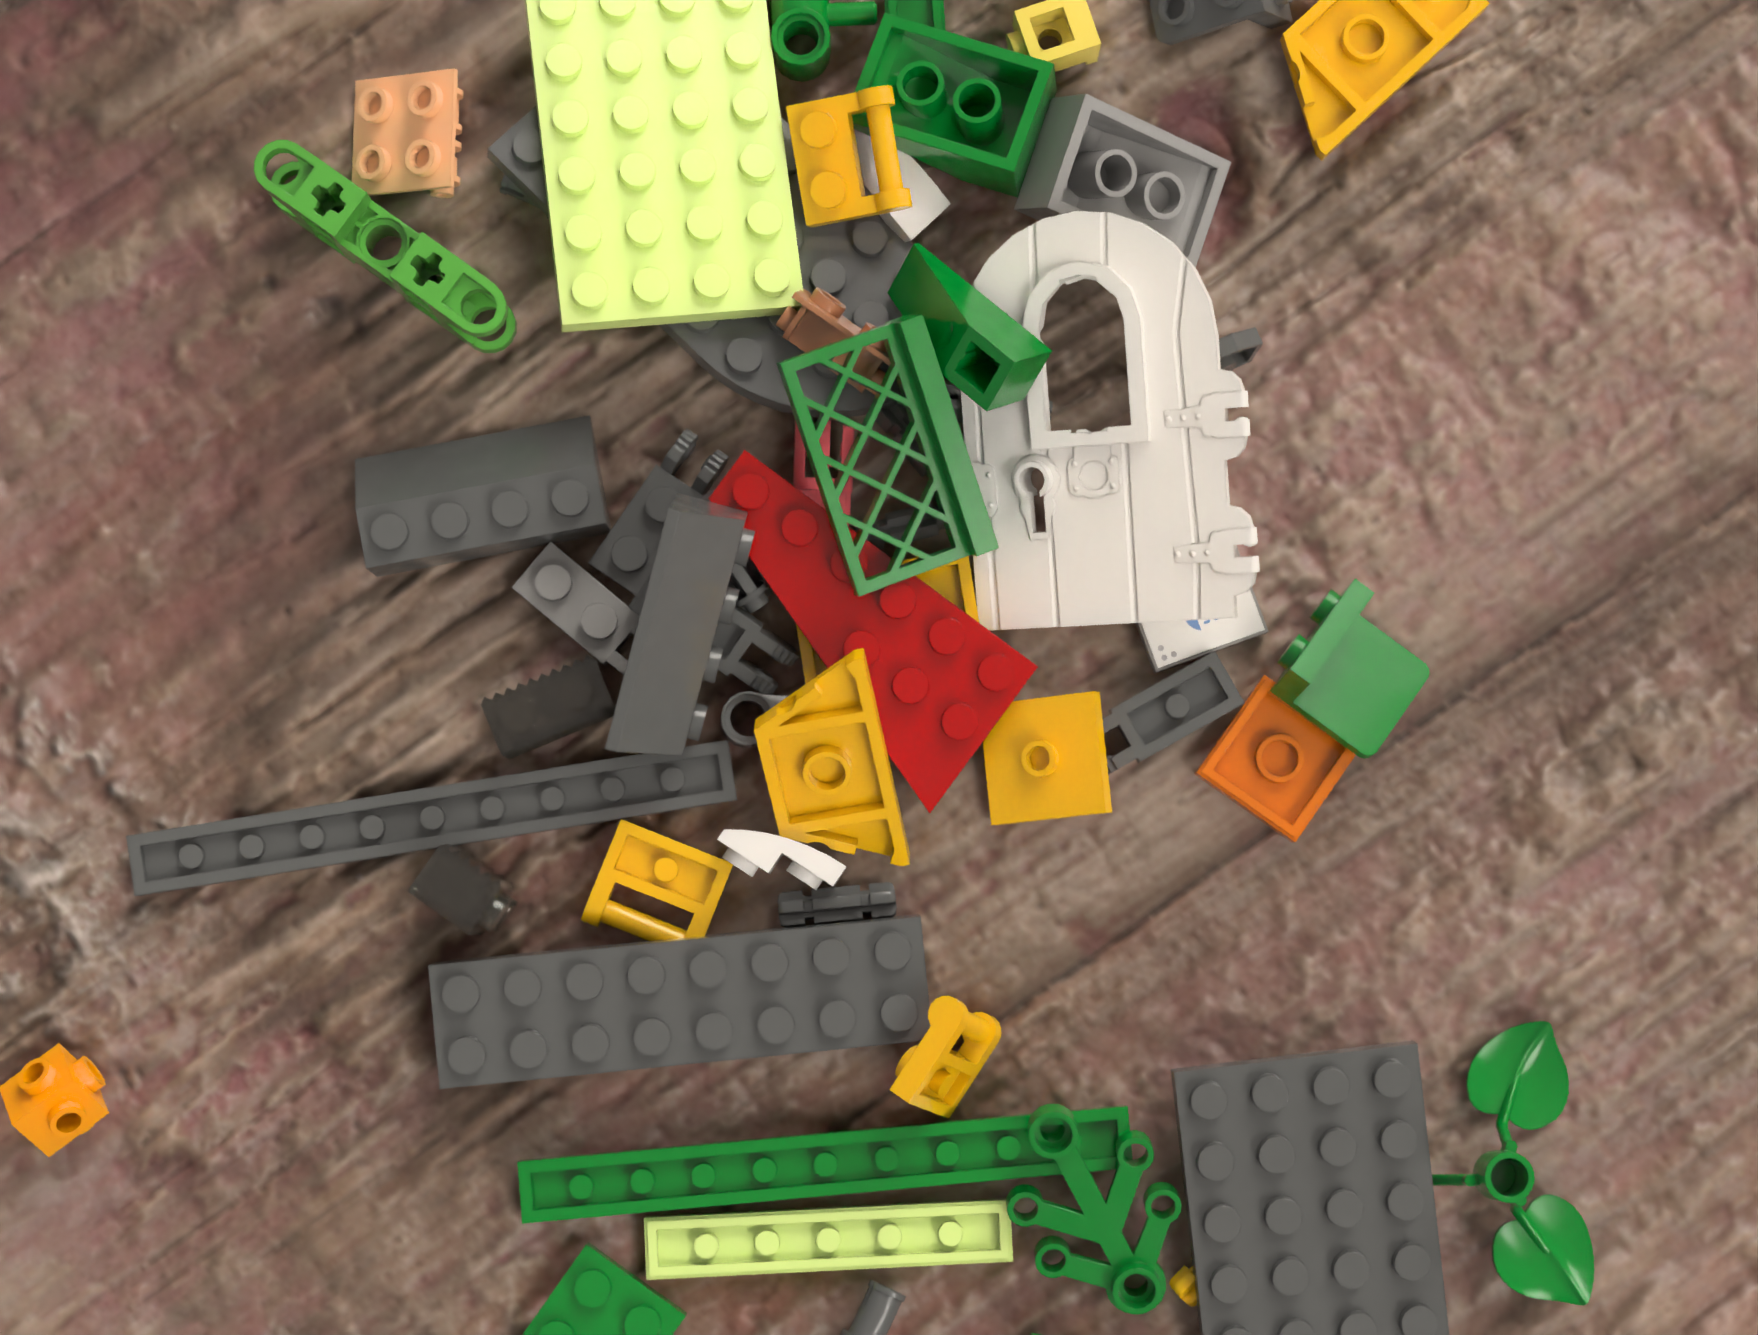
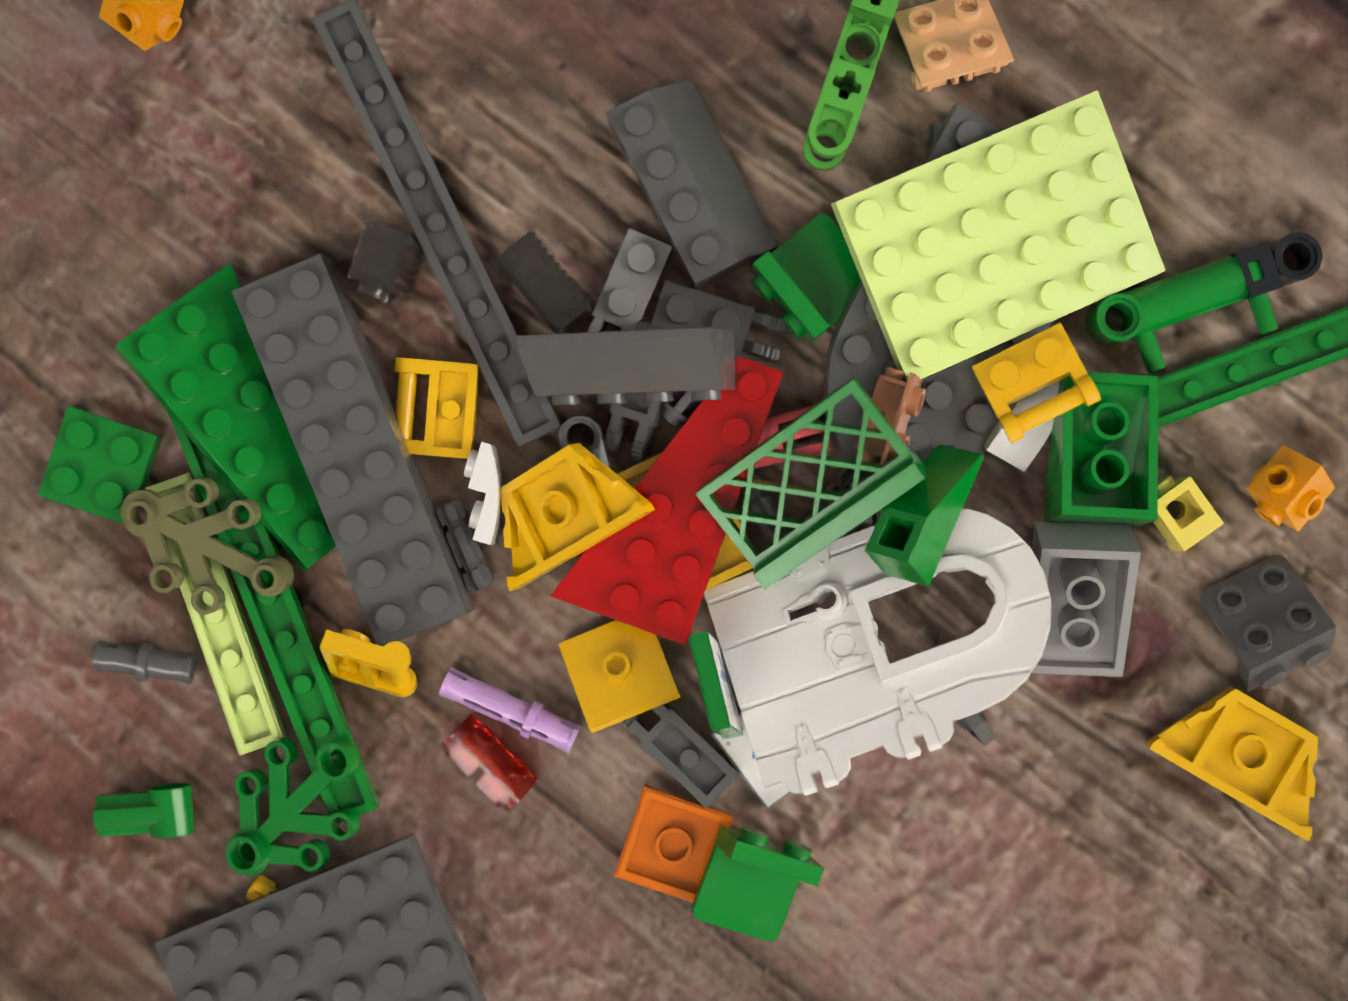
camera: 85 degrees right, 5 degrees up
(555, 1144) = (215, 388): none -> green wing
(640, 387) = (809, 278): none -> green bracket
(733, 1228) = (198, 543): none -> olive plant
(1062, 900) = (508, 709): none -> lavender pin
(1086, 963) = (505, 776): none -> clear red hinge
(1097, 643) = (715, 685): none -> green tile

